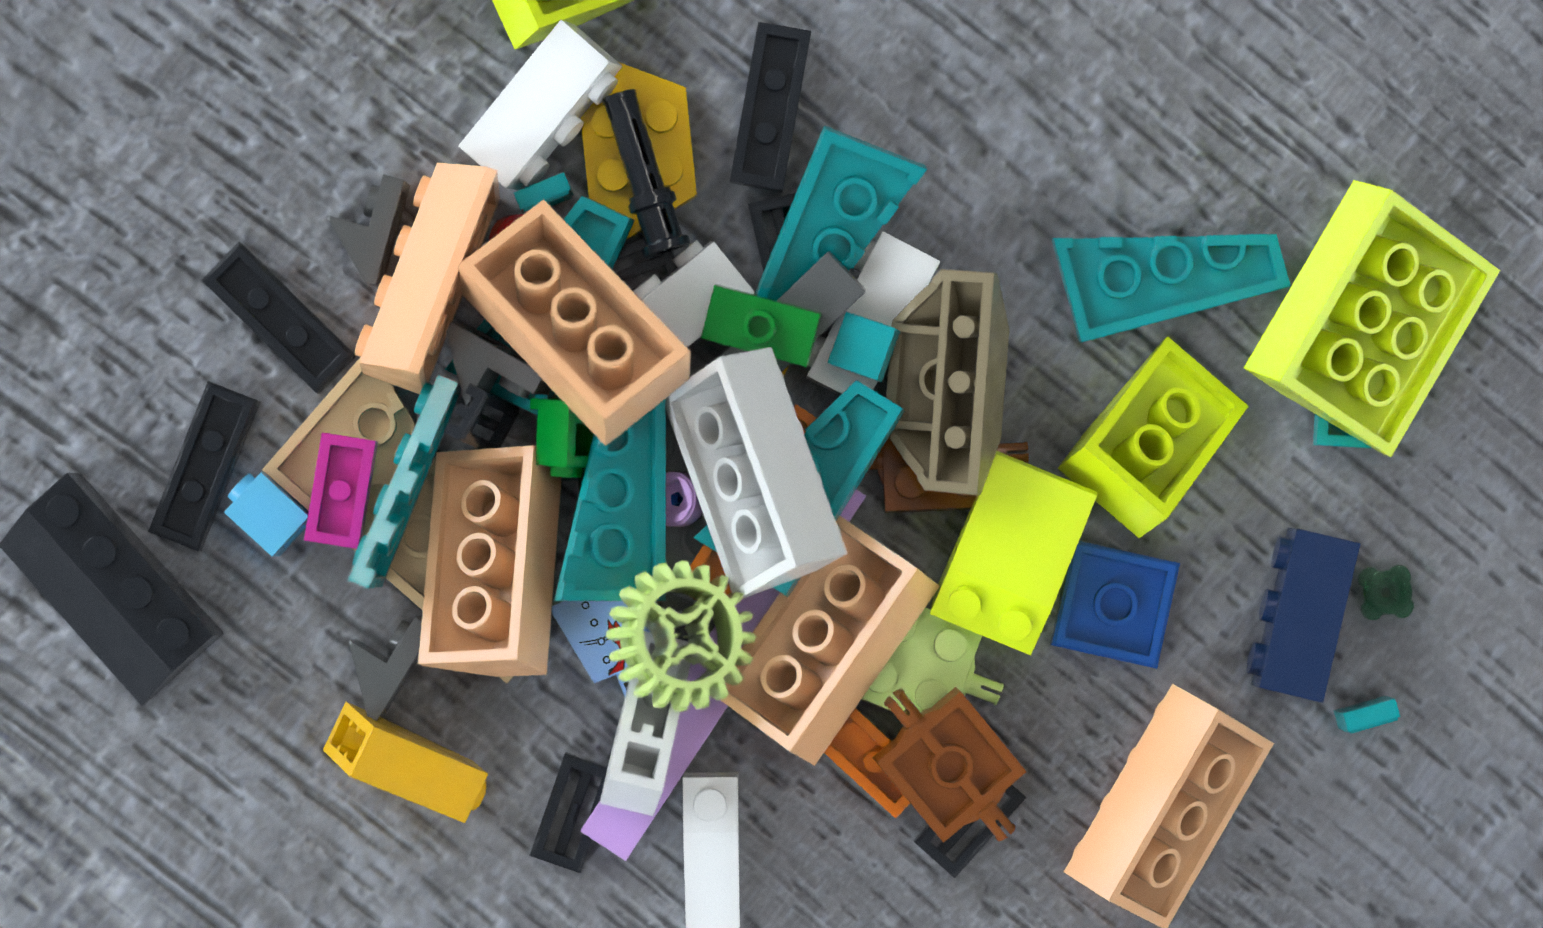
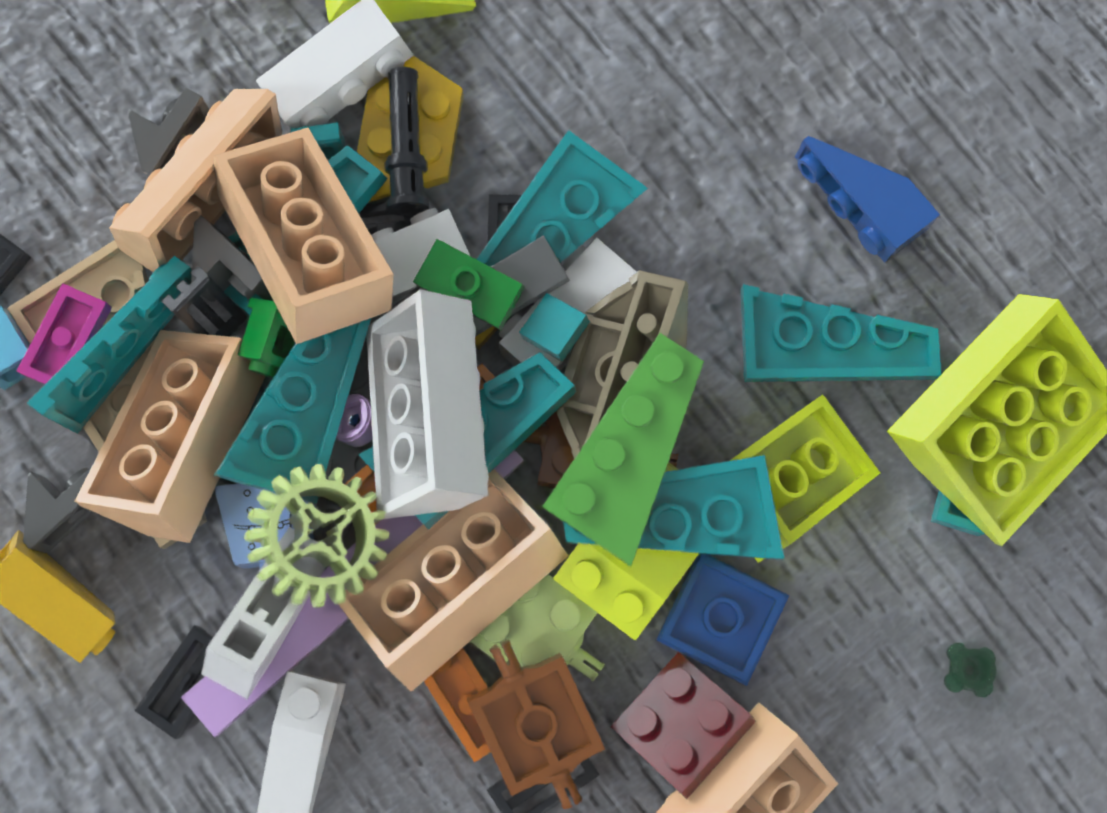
camera: 15 degrees right, 10 degrees down
(278, 317) = (66, 189): black tile -> none
(770, 107) = (528, 121): black plate -> none
(977, 478) = (622, 463): none -> bright green wing
(1055, 512) = (712, 511): none -> teal wing
(1099, 725) = (683, 724): none -> plate
(1179, 104) = (876, 201): none -> blue slope
(1303, 614) = (892, 669): dark blue brick -> none
(1367, 714) = (932, 778): teal tile -> none

